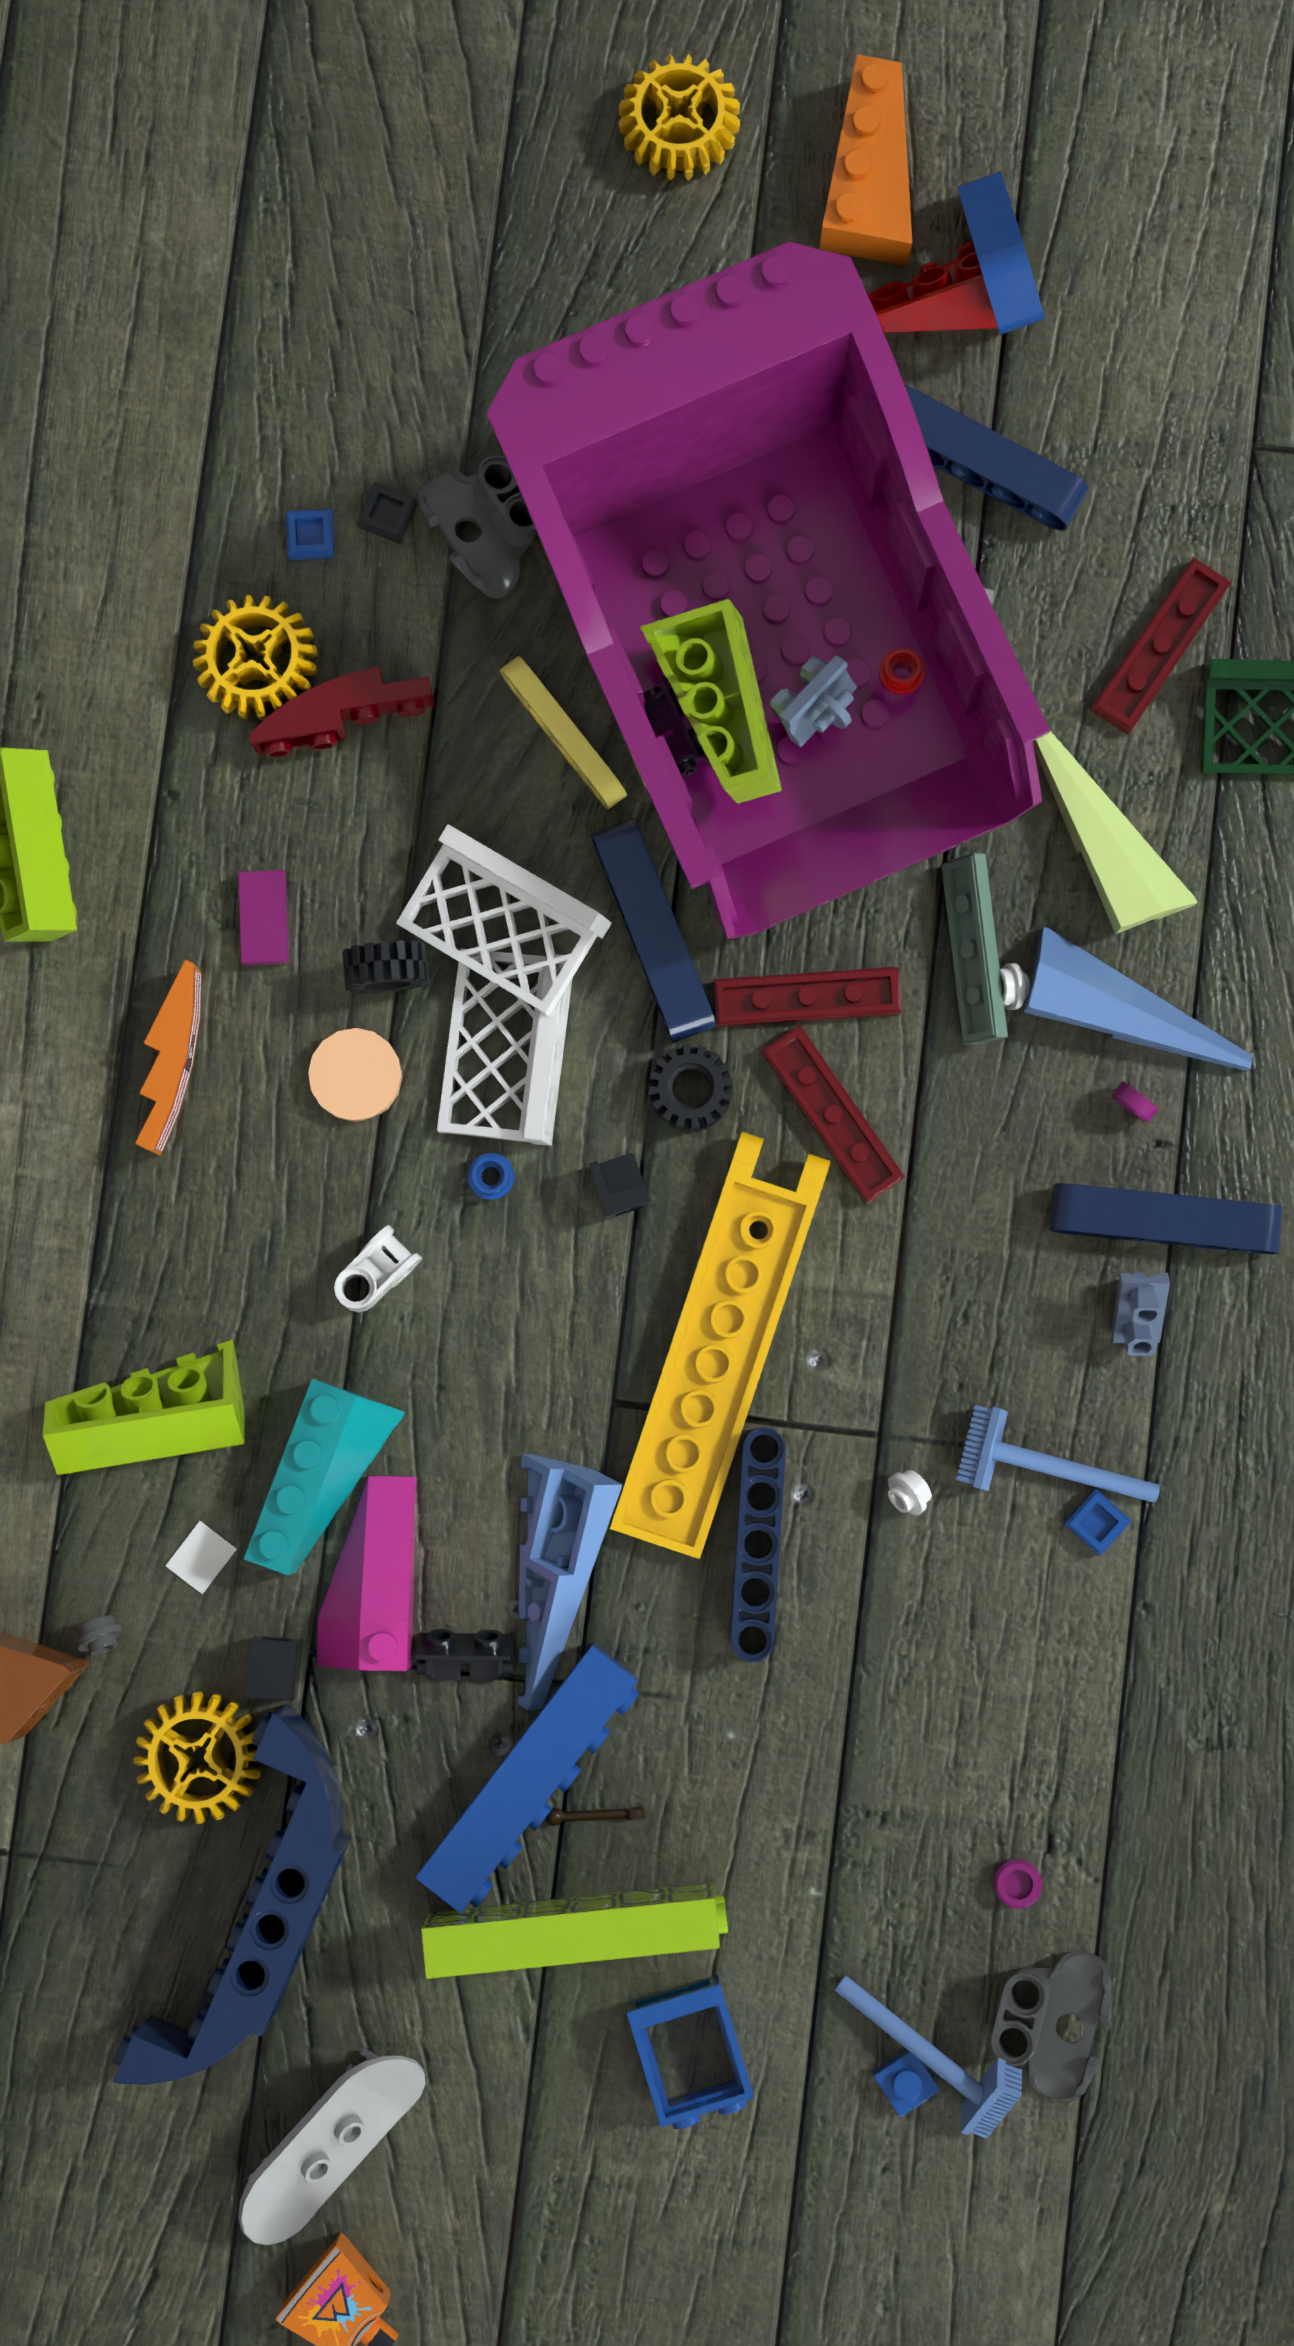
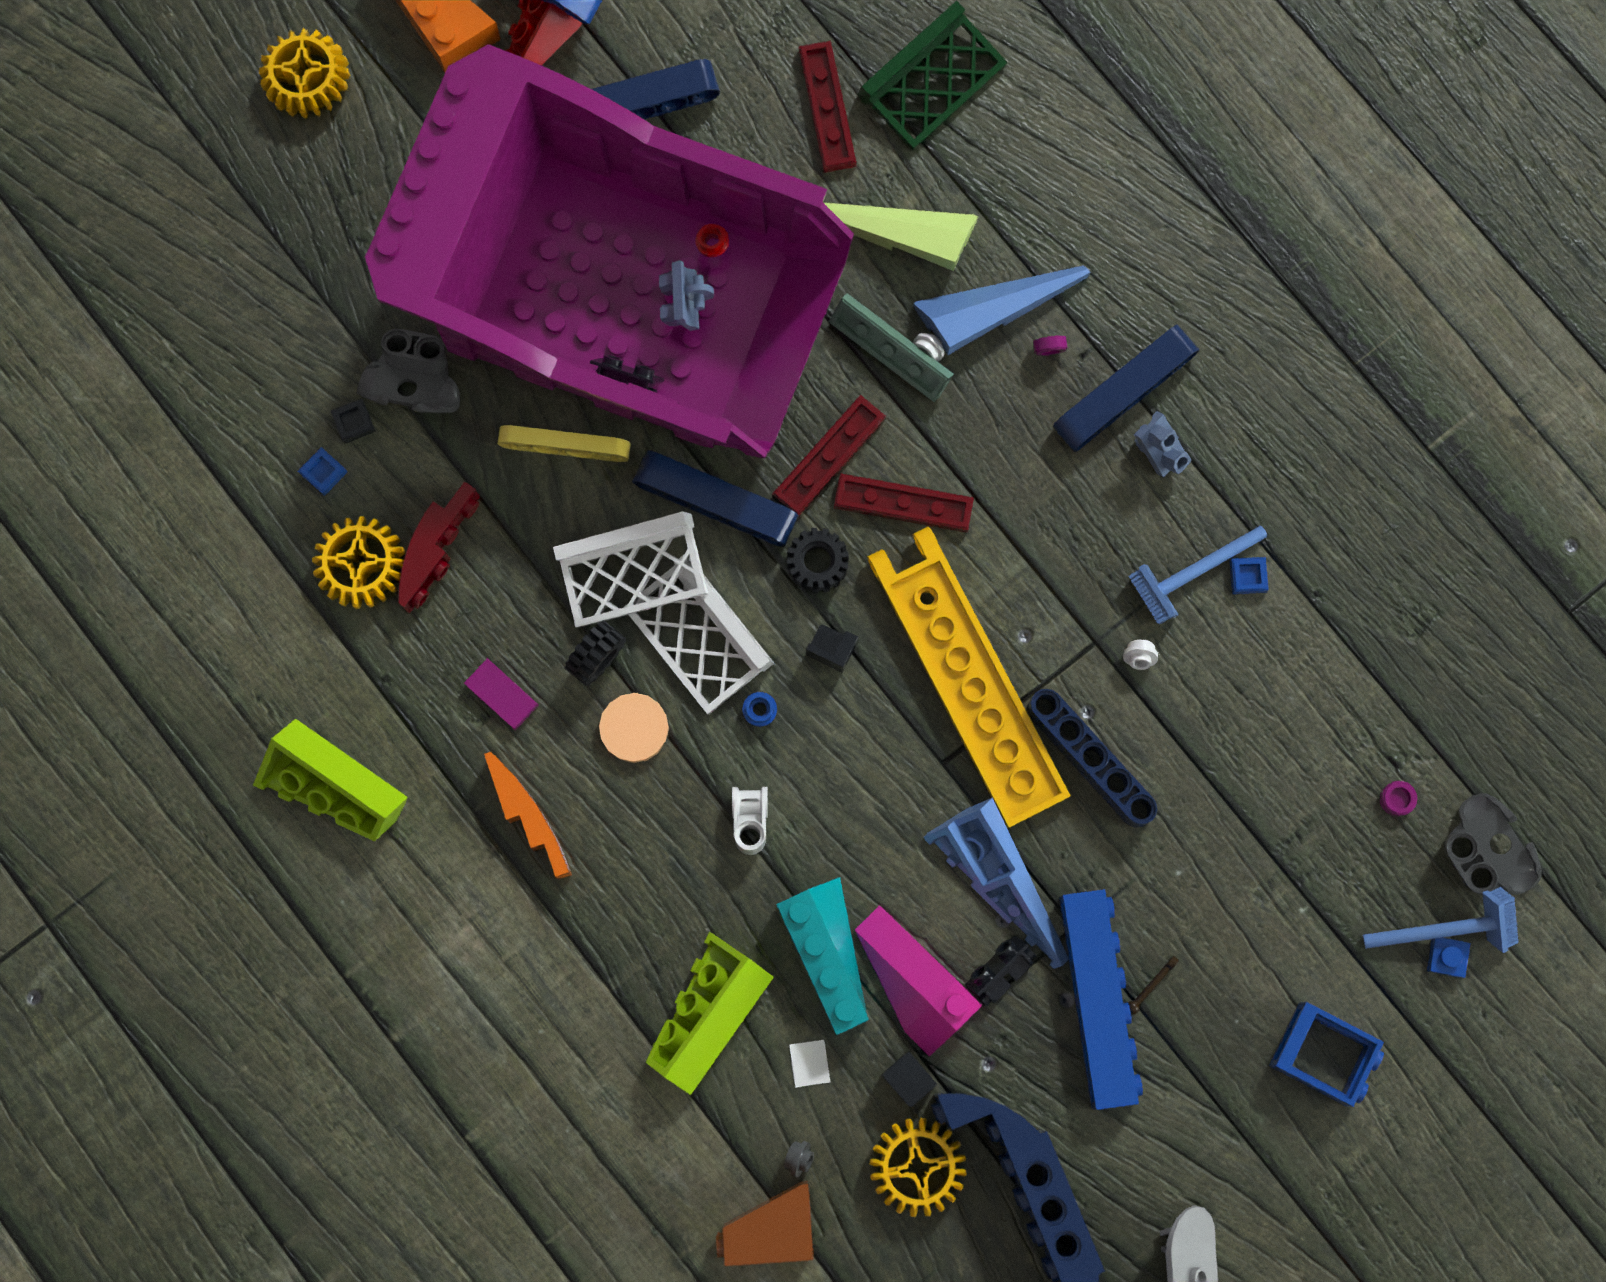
camera: 50 degrees left, 5 degrees down
(573, 1930) = (1205, 1051): lime brick -> none
(717, 688) = (623, 337): lime wedge -> none

